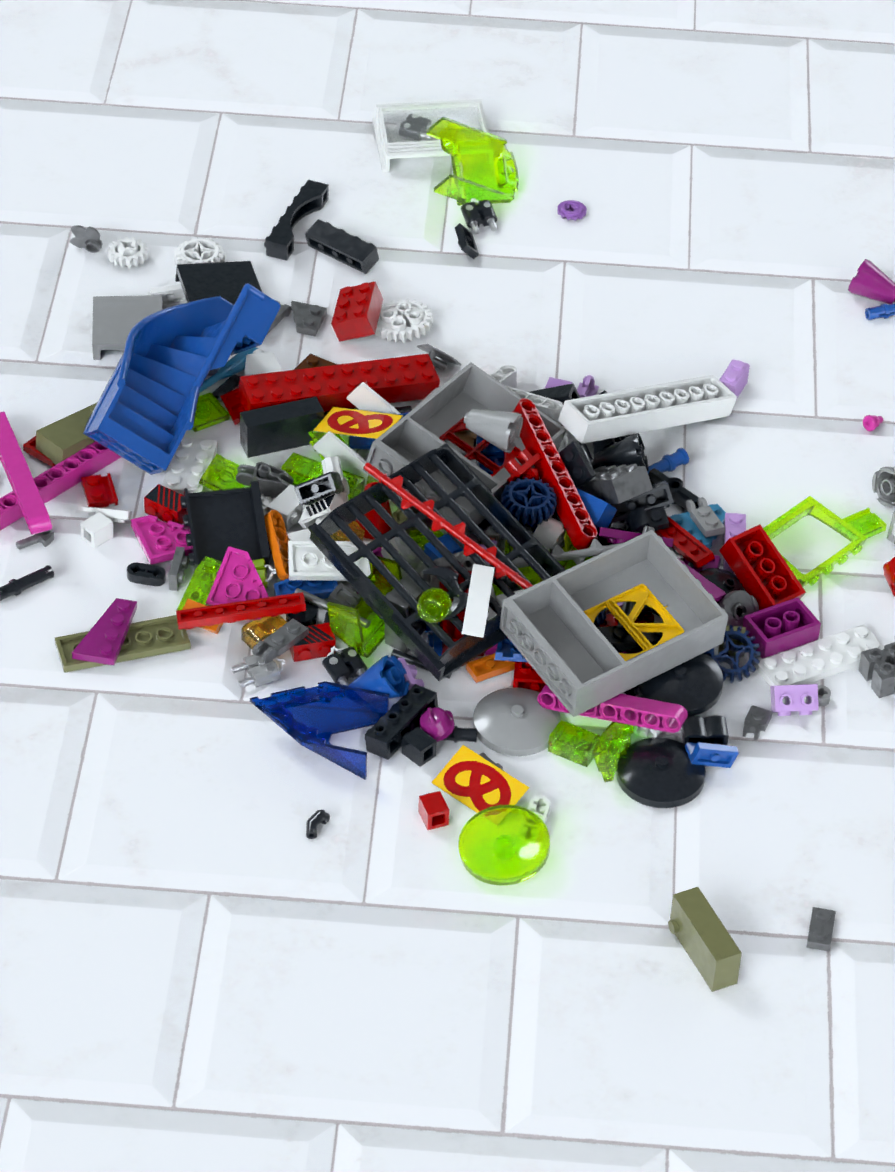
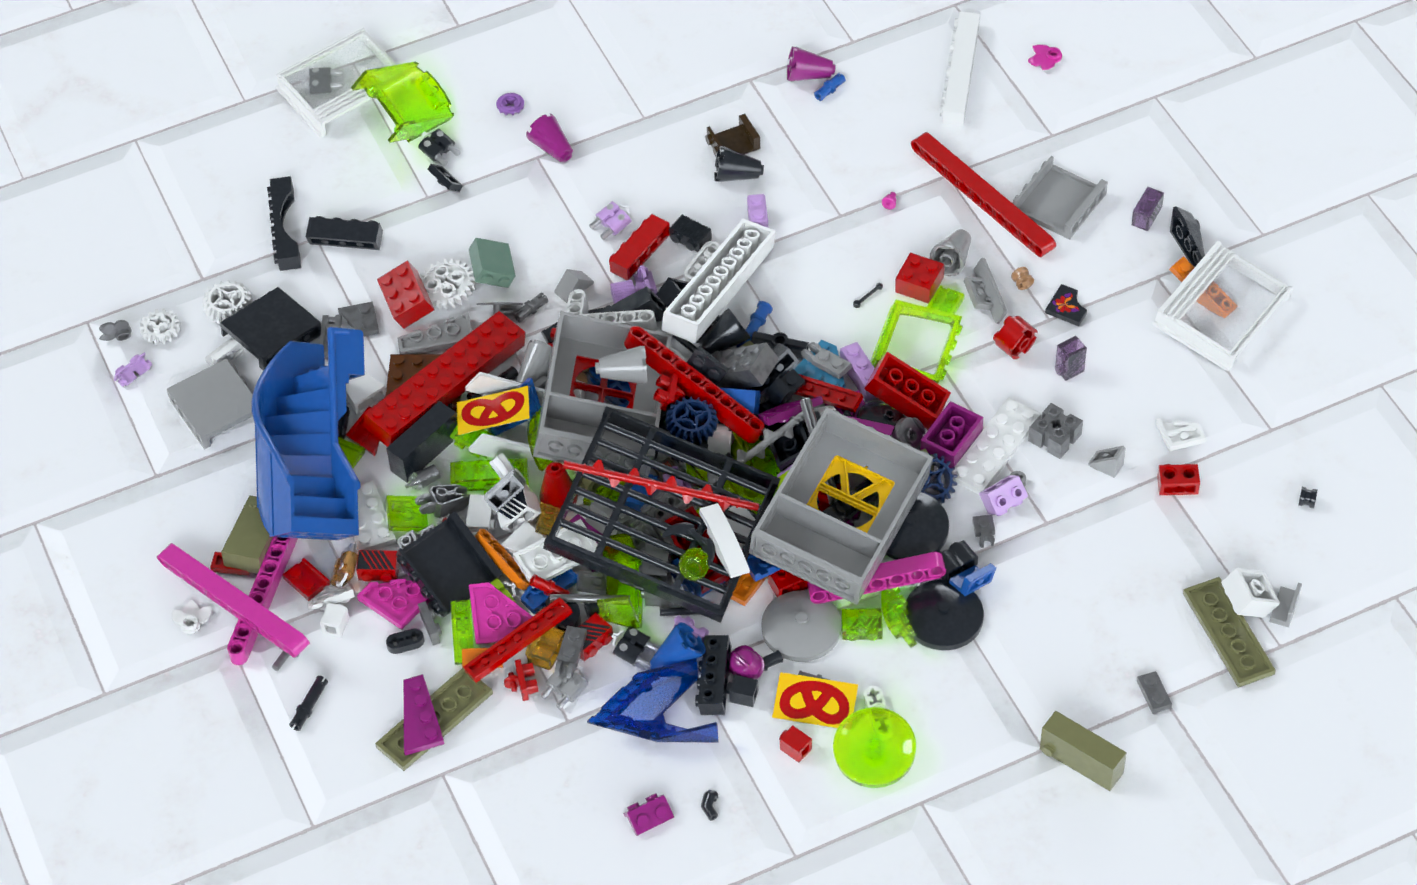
camera: 25 degrees left, 10 degrees up
(70, 274) = (137, 364): none -> lavender hinge
(136, 493) = (344, 567): none -> clear orange piece
(221, 647) = (523, 671): none -> red hips
(253, 804) = (648, 814): none -> magenta bracket
(267, 456) = (422, 478): none -> flat silver piece
(300, 581) = (546, 586): none -> red pin
(344, 353) = (436, 336): none -> light grey wing
(451, 371) = (530, 307): none -> flat silver pin
(454, 318) = (492, 262): none -> sand green brick
(525, 366) = (572, 281): none -> light grey slope
(584, 243) = (550, 138): none -> magenta cone
(594, 330) = (612, 218): none -> lavender piece
(601, 361) = (639, 247): none -> red brick
(656, 369) = (690, 233): none -> black brick
(742, 335) = (736, 166): none -> black cone
(757, 319) = (739, 138): none -> dark brown panel
(776, 491) = (857, 303): none -> black hinge
(850, 491) = (919, 277): none -> red brick

